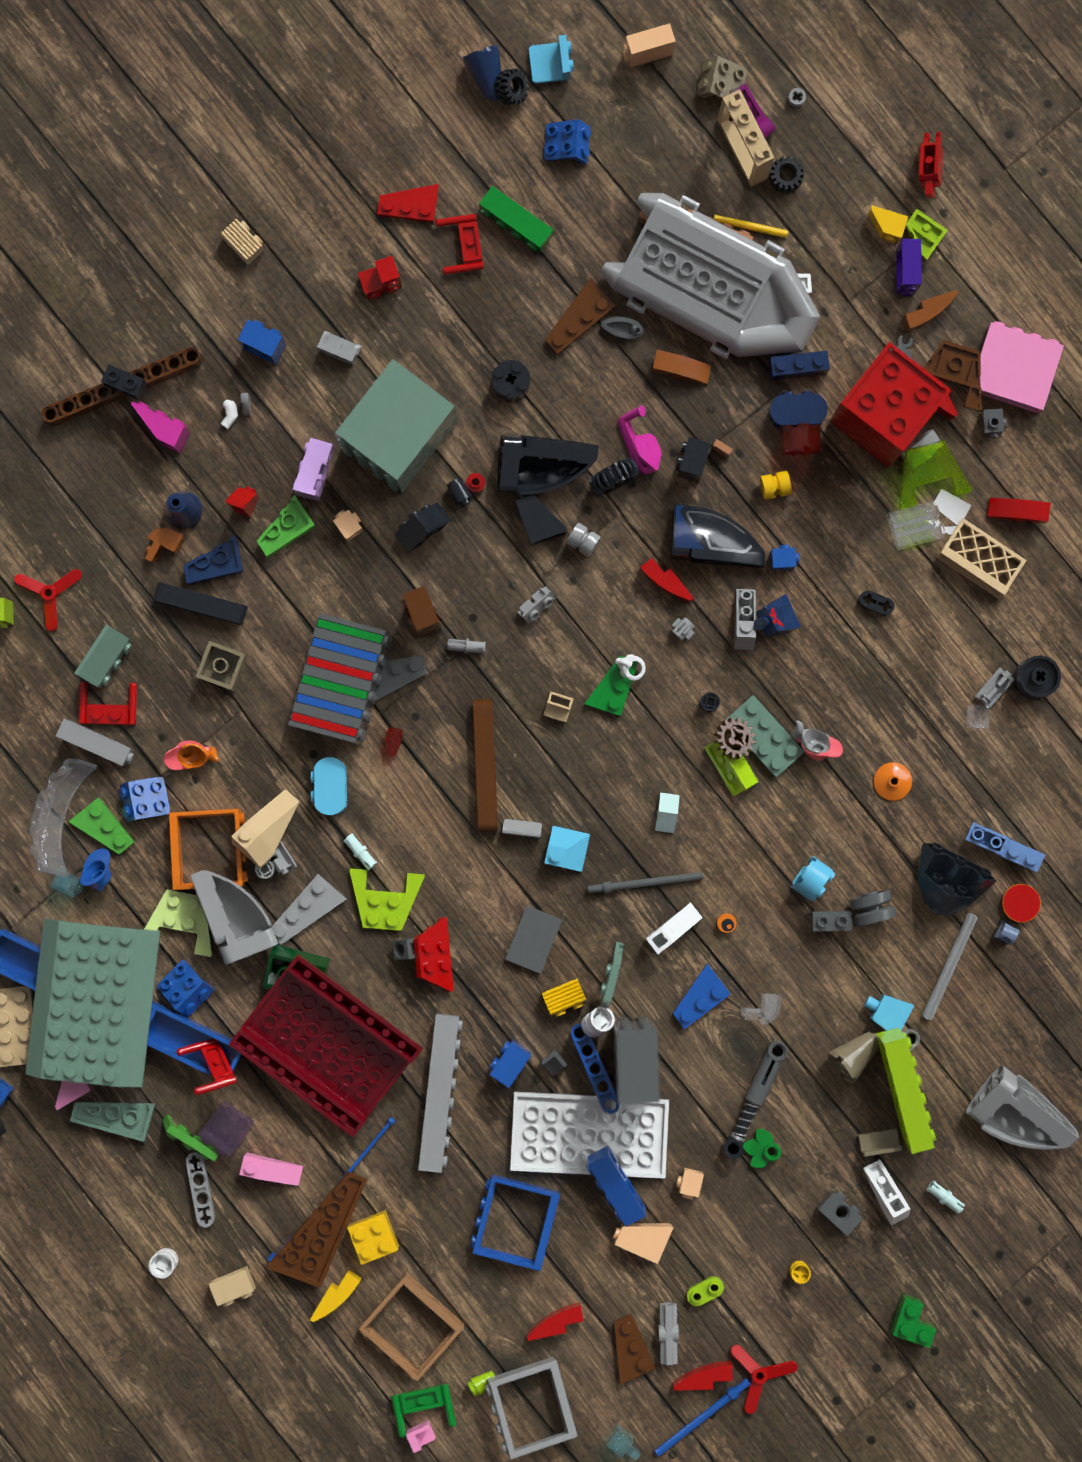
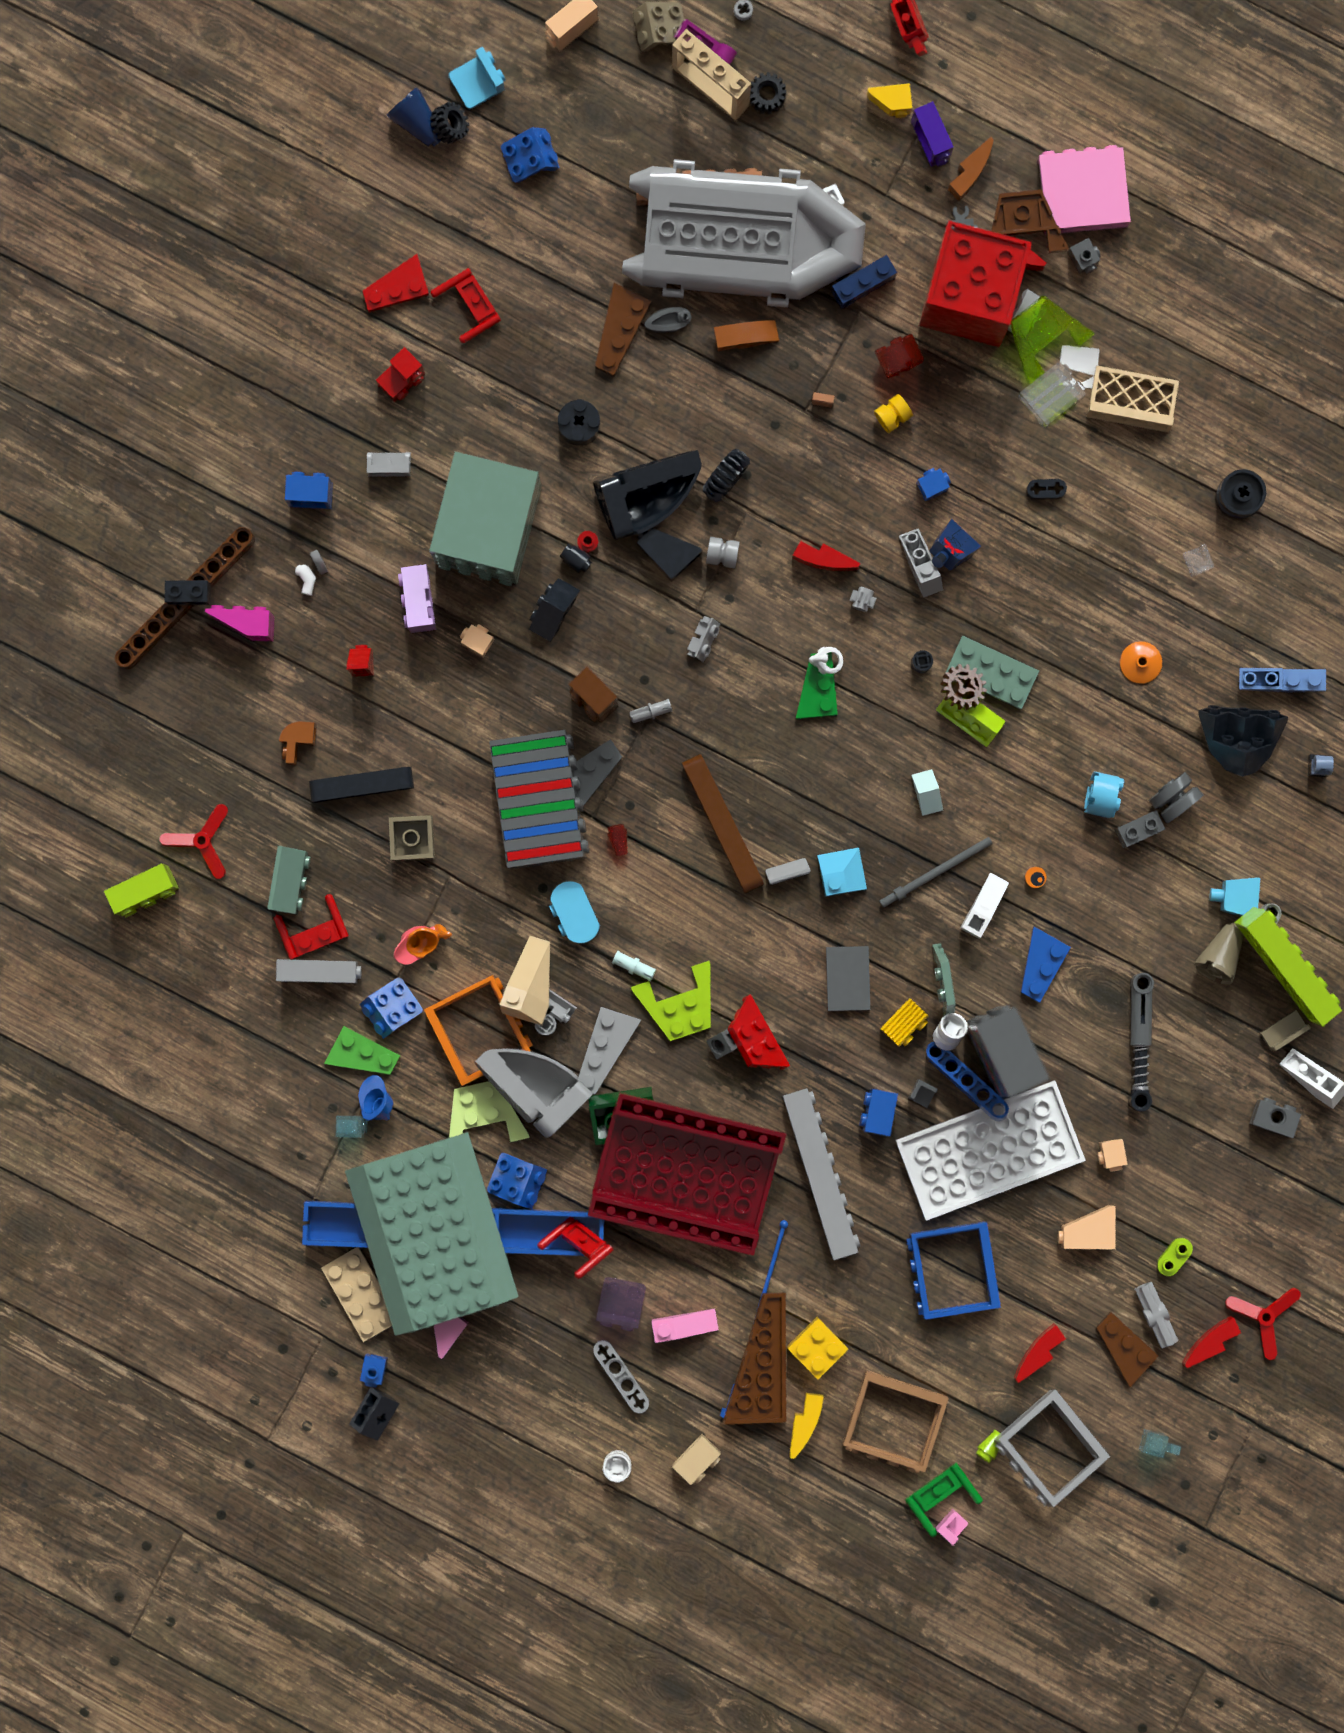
camera: 25 degrees left, 0 degrees up
(50, 815) = (302, 1064): clear windscreen -> none
(115, 1117) = (505, 1341): sand green wing -> none
(181, 1133) = (590, 1332): bright green wing -> none
(183, 509) = (306, 702): dark blue cone -> none
(215, 564) = (360, 737): dark blue wing -> none
(242, 241) = (242, 397): tan brick -> none
(287, 528) = (416, 669): bright green wing -> none
(515, 219) = (512, 256): green brick -> none
(558, 707) = (771, 732): tan piece -> none
(616, 1186) = (1039, 1188): blue brick -> none
(642, 448) = (741, 434): dark pink piece -> none
(693, 460) = (799, 423): black brick -> none
(712, 539) = (852, 495): black panel -> none
(732, 1393) = (1246, 1347): blue bar -> none
(751, 226) = (754, 160): yellow bar -> none
(759, 1149) = (1166, 1089): green plate -> none
(768, 1010) = (1115, 947): clear brick -> none
(797, 408) = (882, 327): dark blue brick -> none
(801, 1275) = (1264, 1197): yellow wheel -> none
(817, 744) = (1048, 657): light grey hair -> none
(927, 230) = (934, 89): lime wing -> none
(949, 966) = (1278, 840): light grey axle -> none
(995, 687) = (1202, 523): light grey hinge -> none
(1019, 510) = (1149, 333): red slope -> none
(1021, 903) = (1322, 729): red tile -> none

